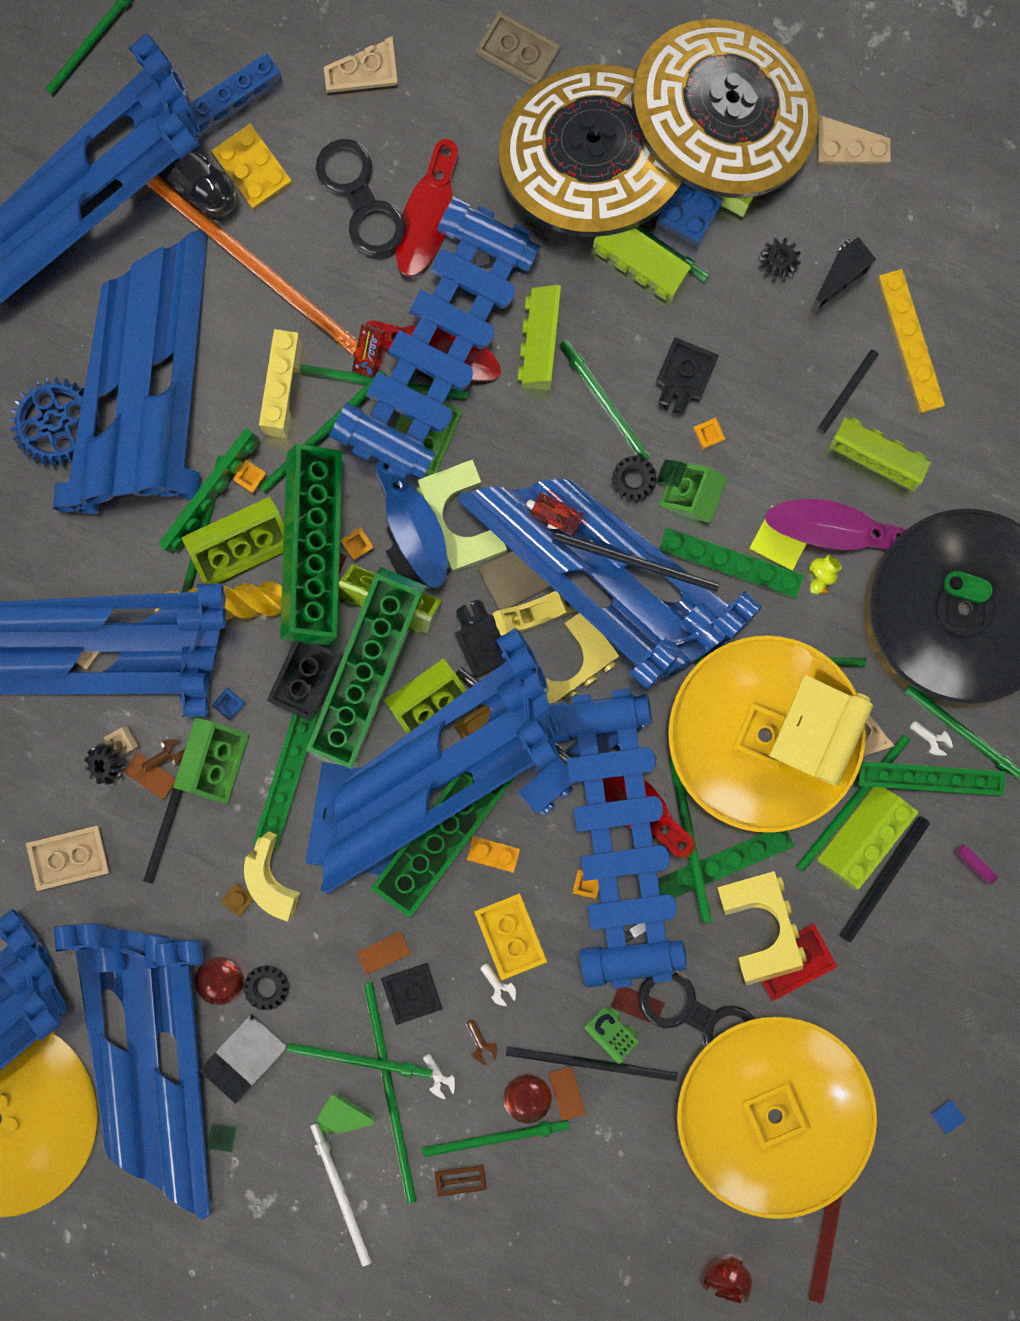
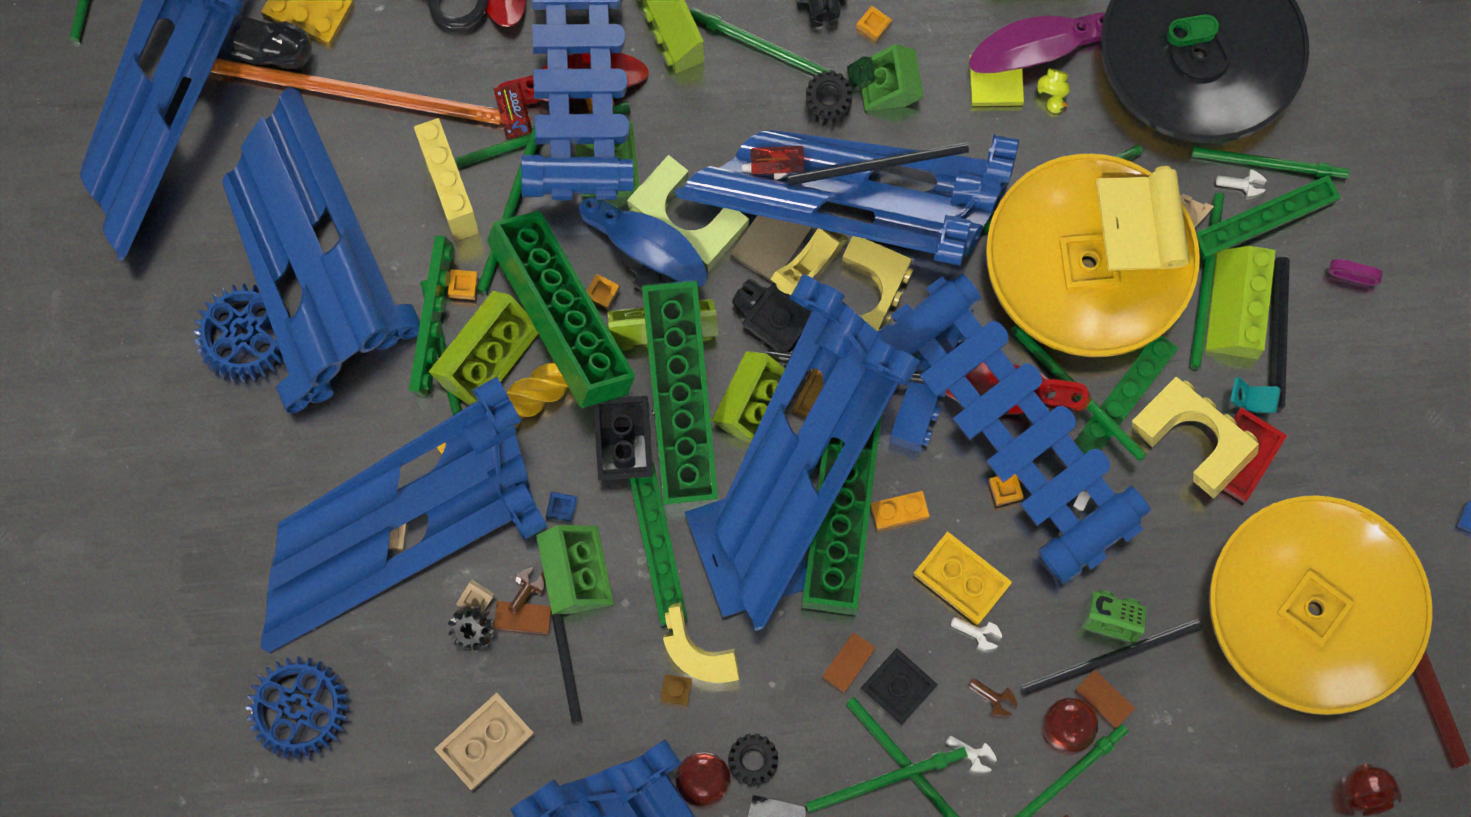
camera: 30 degrees left, 10 degrees down
(627, 1001) = (1121, 576): clear red tile -> none
(694, 1013) = (1180, 553): black bar -> none
(731, 563) = (964, 125): green plate -> none
(830, 921) = (1255, 398): none -> teal bracket

